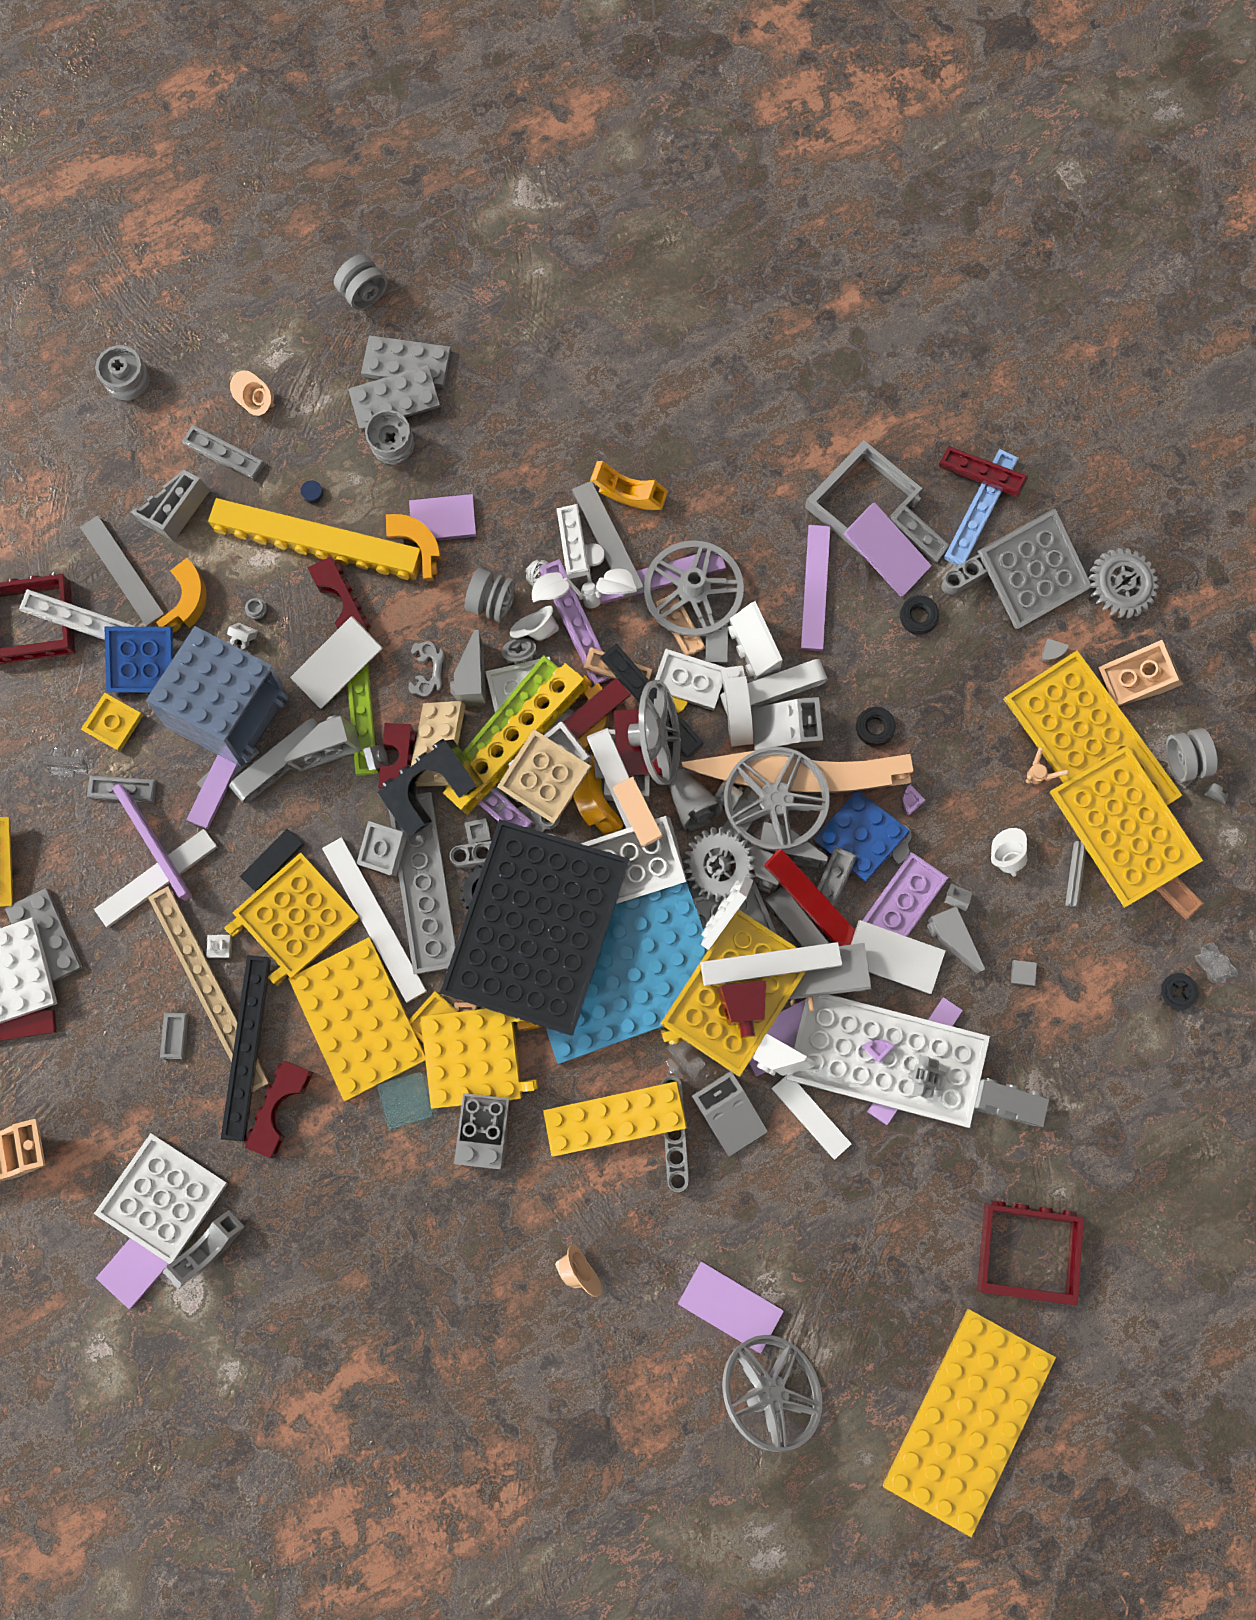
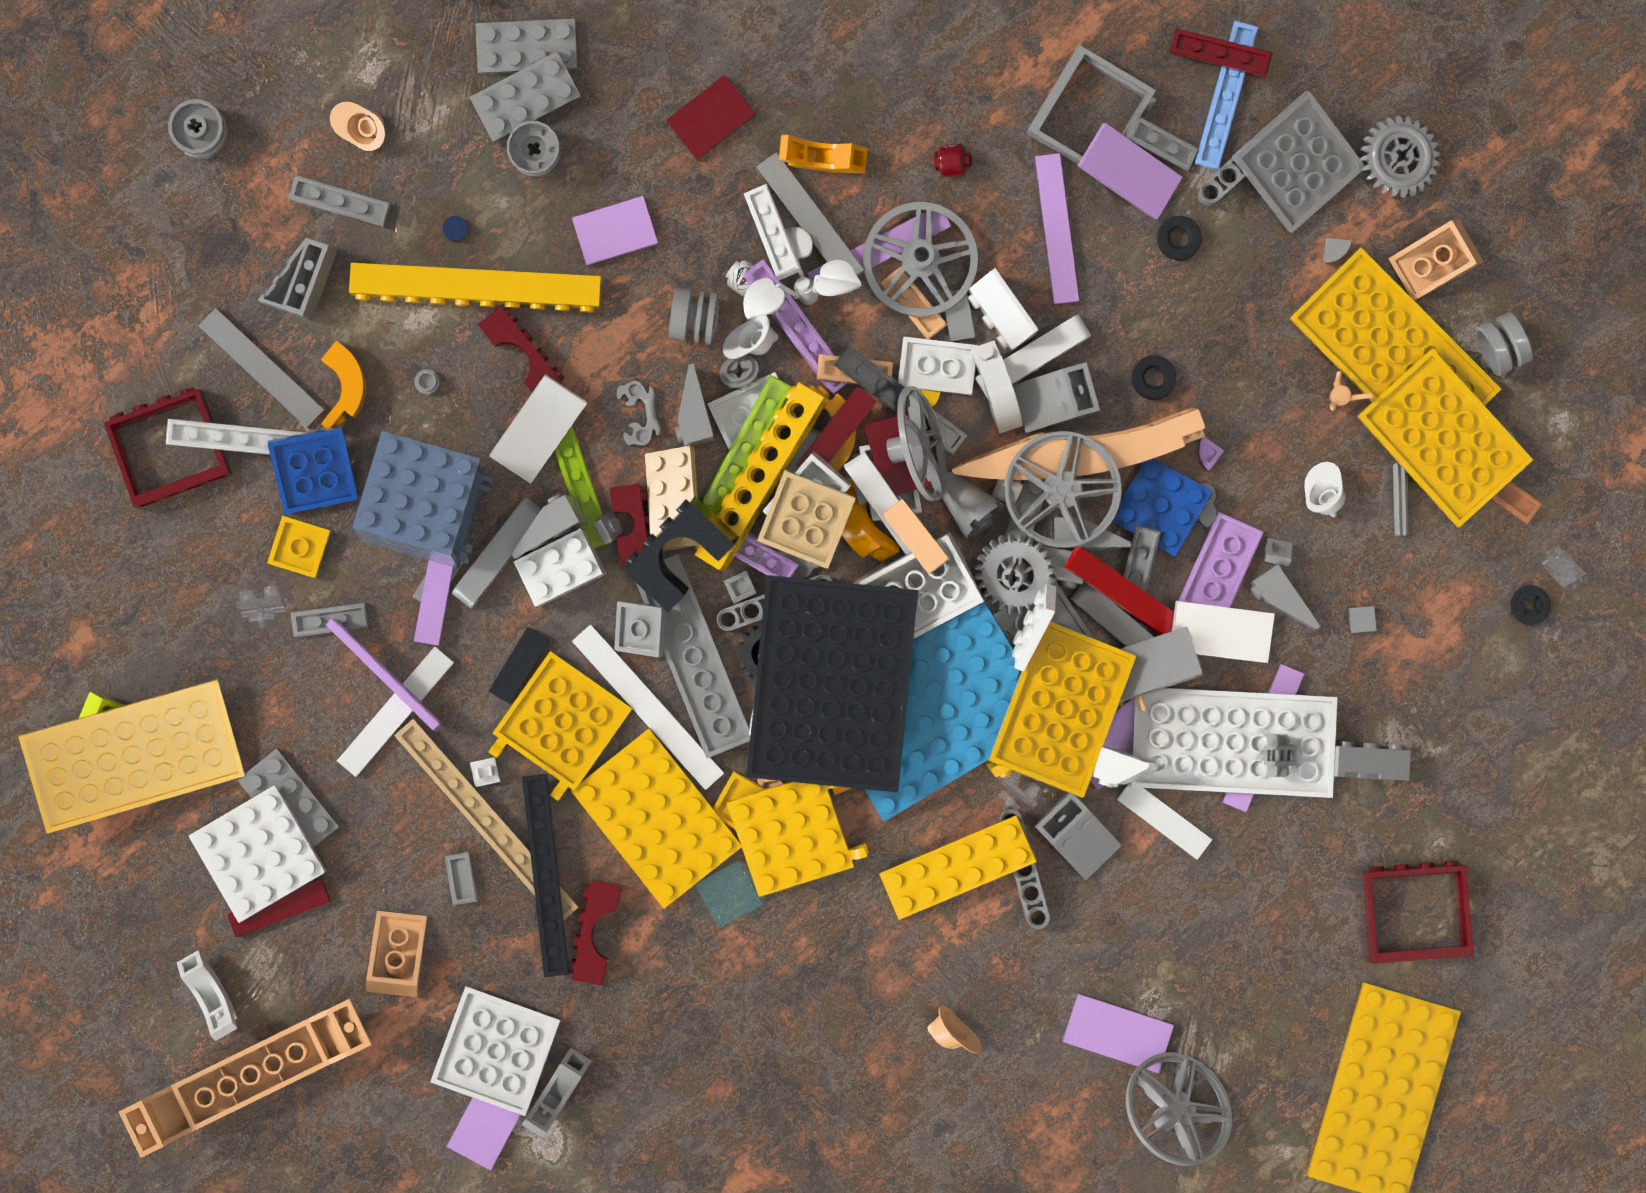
camera: 20 degrees left, 10 degrees up
(97, 1091) = (396, 954): none -> light nougat slope
(243, 633) = (420, 414): white tile -> none
(326, 782) = (560, 567): none -> white brick
(409, 528) = (591, 256): light orange arch -> none
(482, 1131) = (820, 910): light grey slope -> none
(543, 444) = (710, 117): none -> dark red tile
(738, 514) = (952, 160): none -> dark red head
(744, 1005) = (1073, 723): dark red torso -> none
(771, 964) = (1092, 672): white tile -> none
(878, 1049) = (1222, 735): lavender tile -> none
(1215, 792) = (1538, 378): light grey tile -> none

